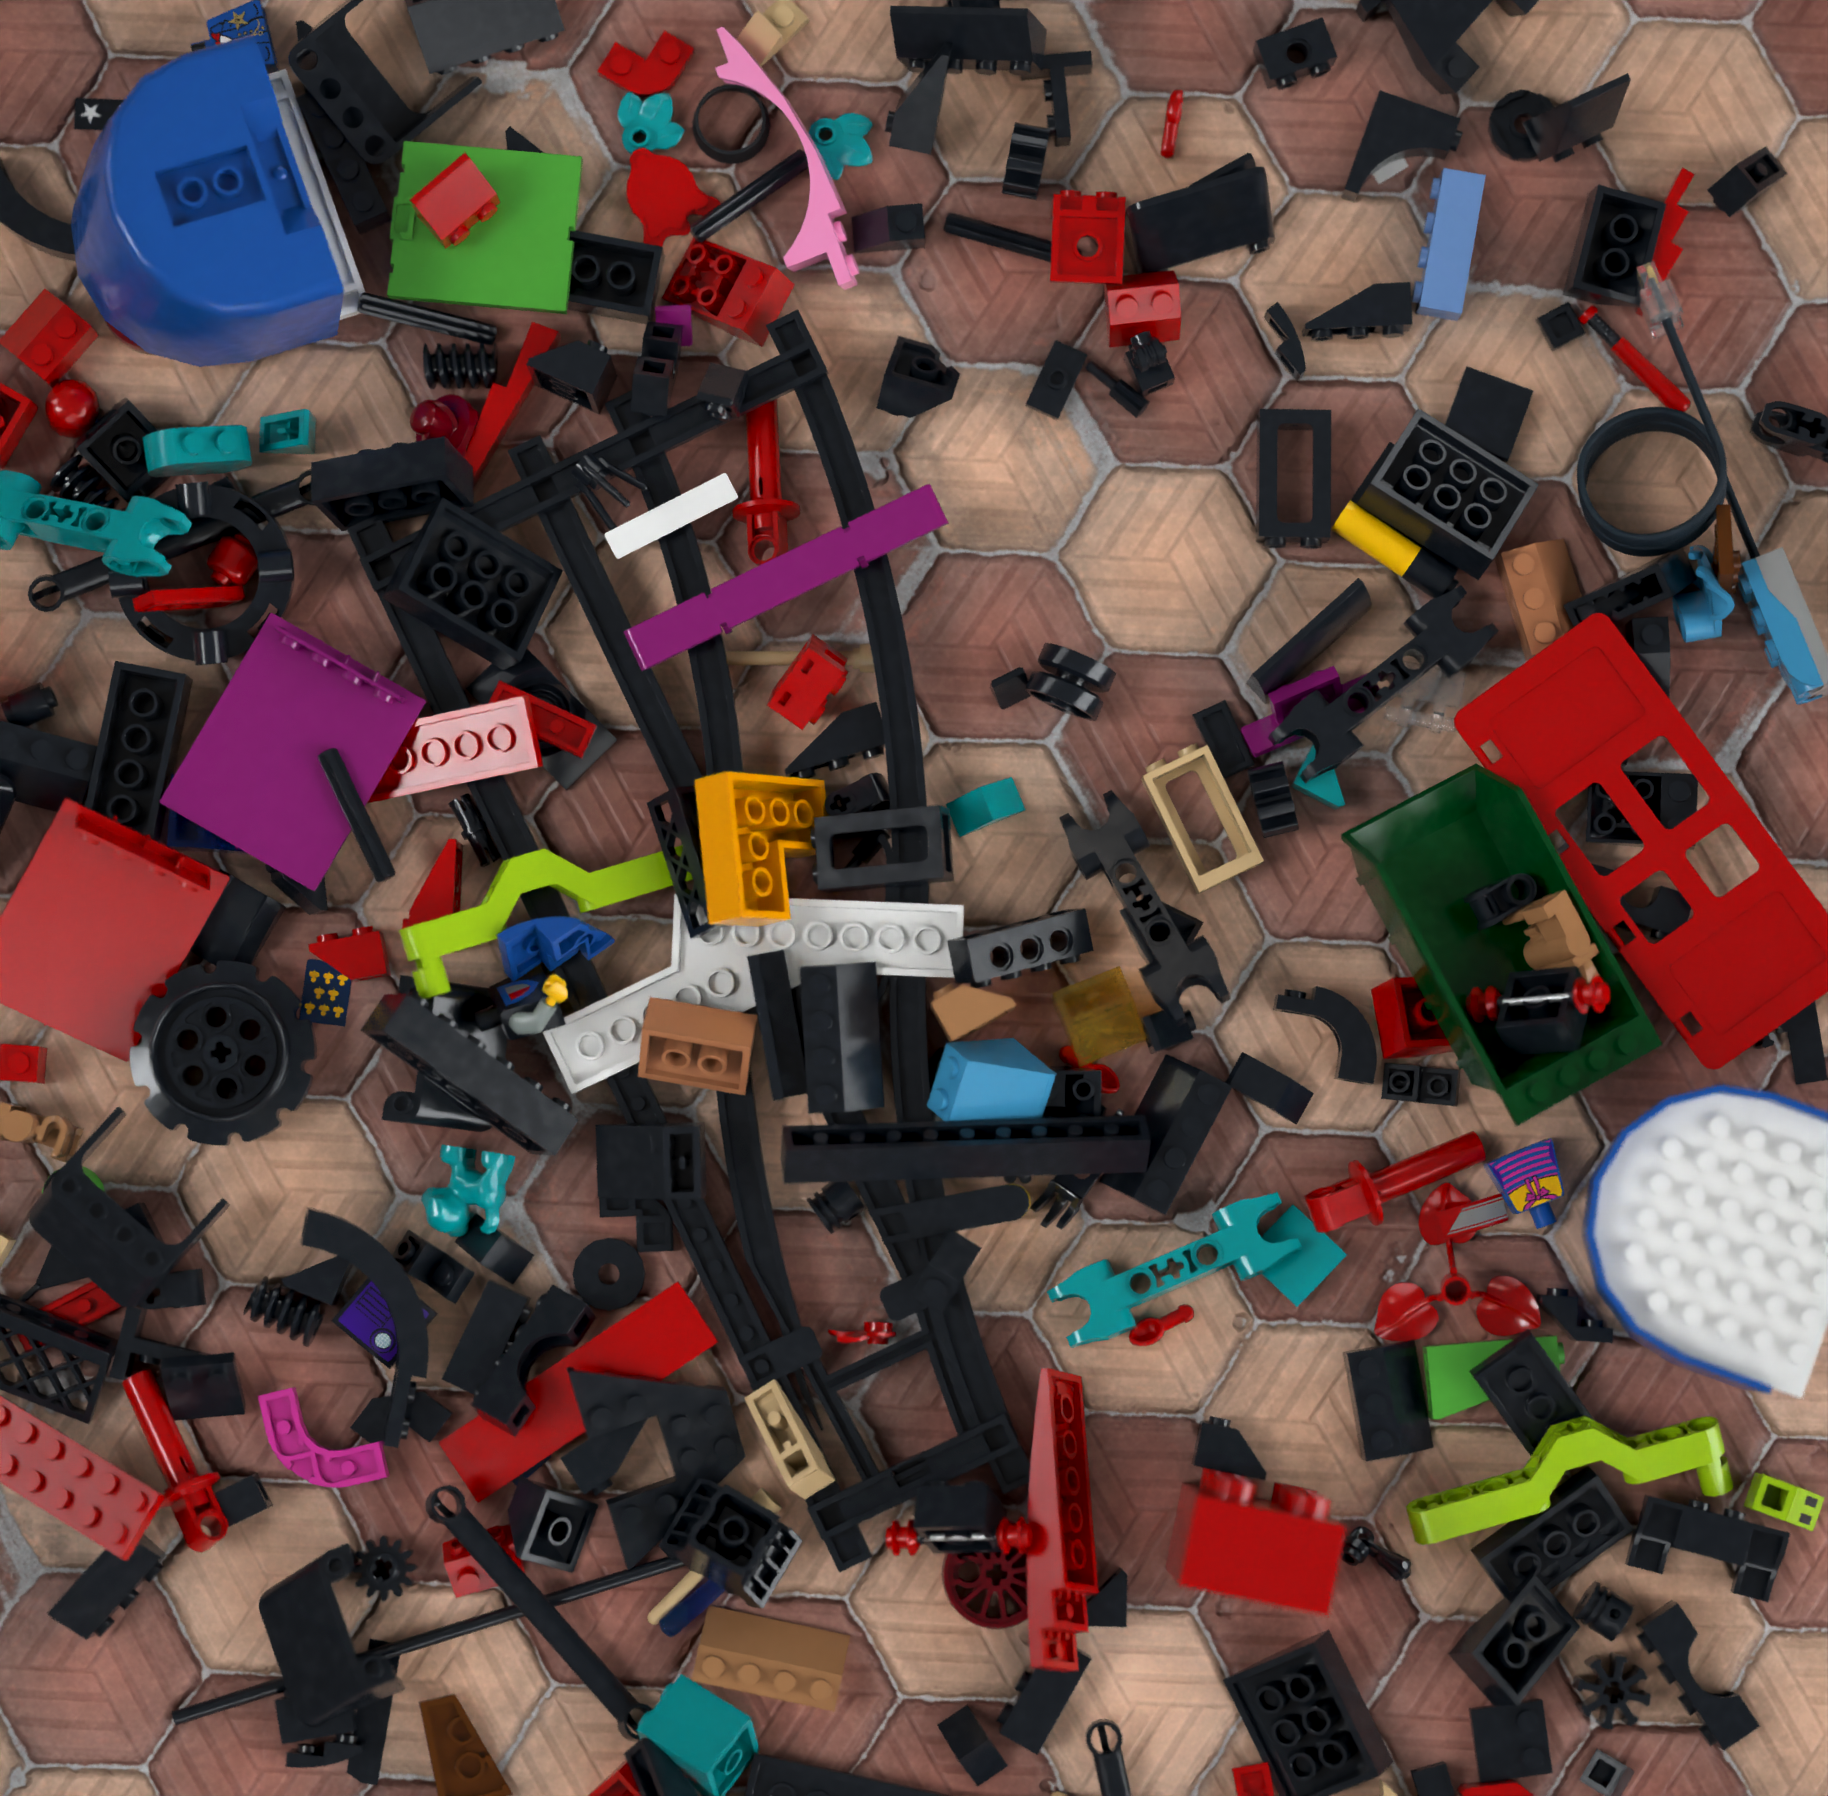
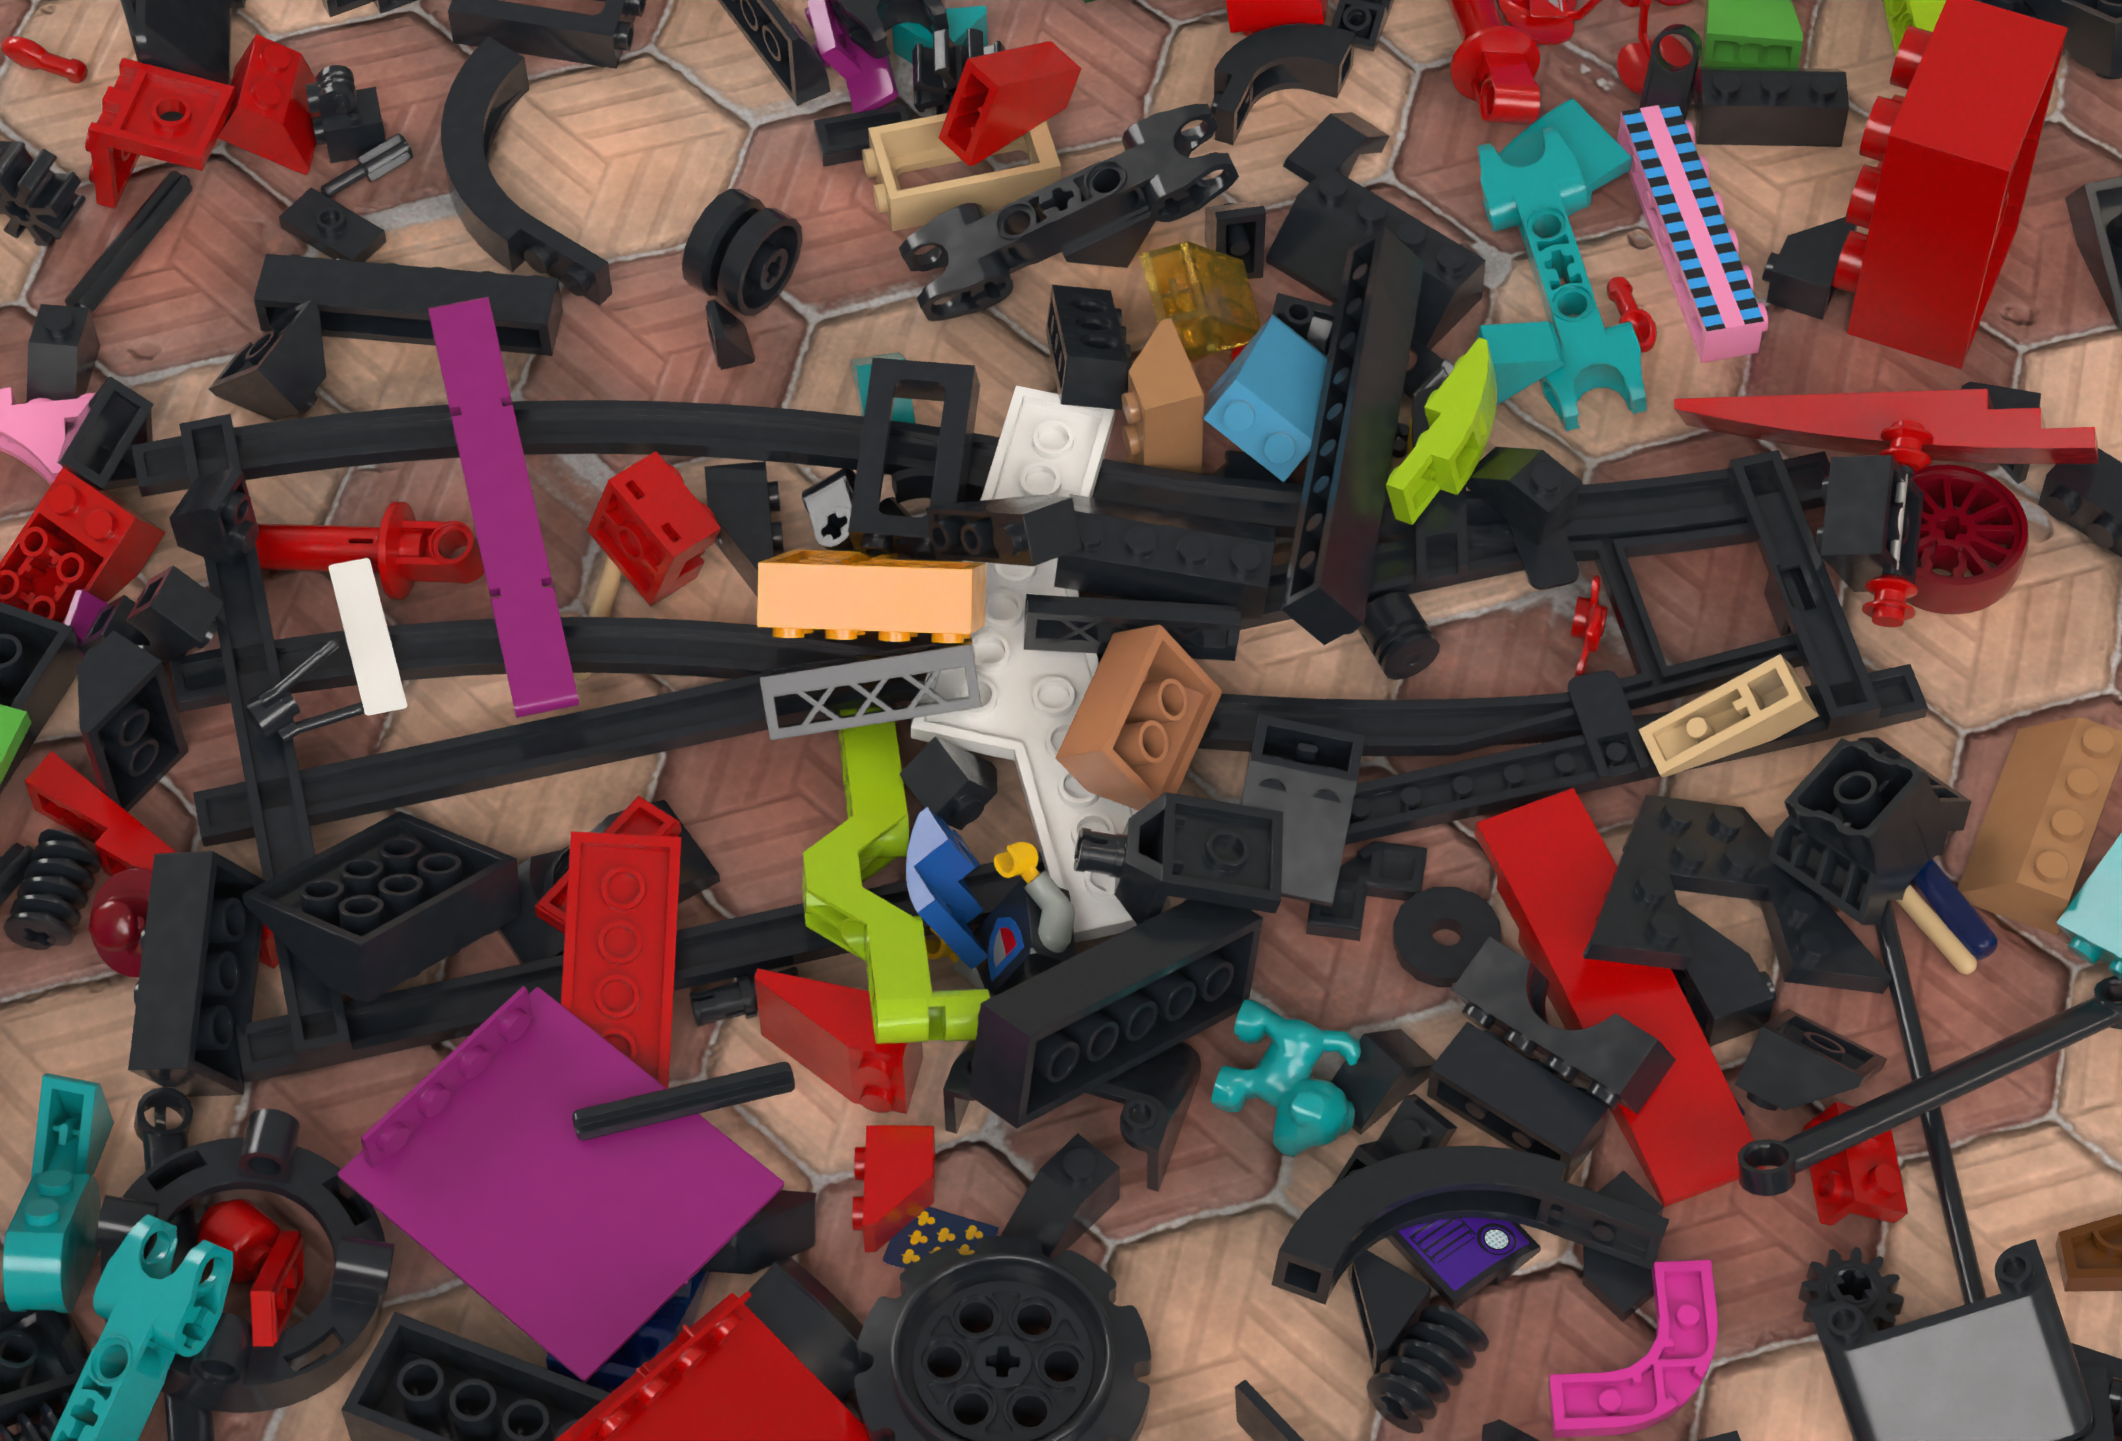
camera: 75 degrees left, 30 degrees down
(358, 1064) = (1066, 1197): none -> black slope
(587, 1103) = (1190, 852): none -> black plate
(635, 932) = (951, 782): none -> black slope
(805, 933) = (1005, 530): none -> black slope
(806, 287) = (103, 436): none -> black slope
(989, 1223) = (1458, 431): none -> lime slope
(992, 456) = (393, 300): none -> black brick
(1085, 1250) = (1521, 354): none -> teal slope
(1149, 453) = (473, 111): none -> black arch
(1238, 844) = (1006, 97): none -> red slope
(1244, 1357) = (1691, 233): none -> brick
(1374, 1325) = (1668, 82): none -> black piece

